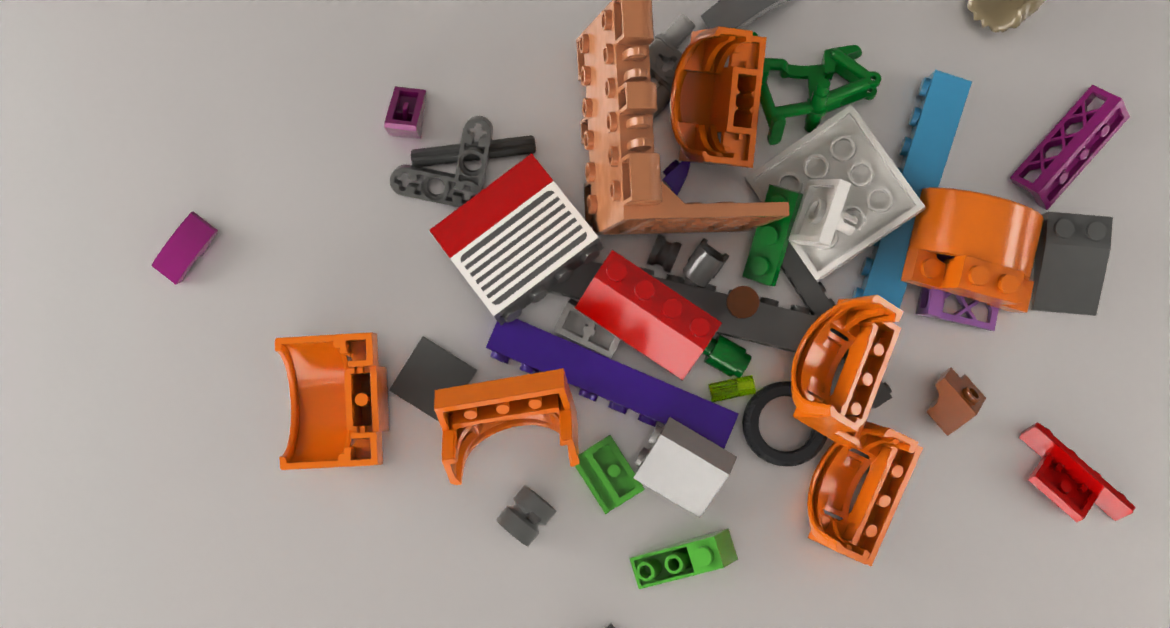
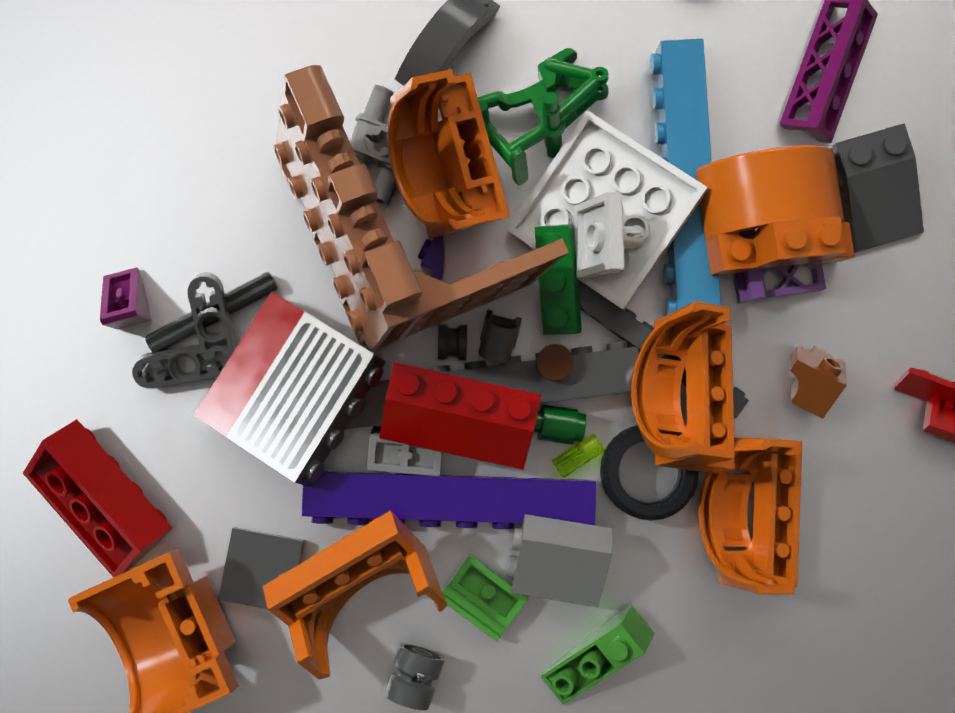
camera: 25 degrees left, 0 degrees up
(320, 267) = (96, 498): none -> red slope

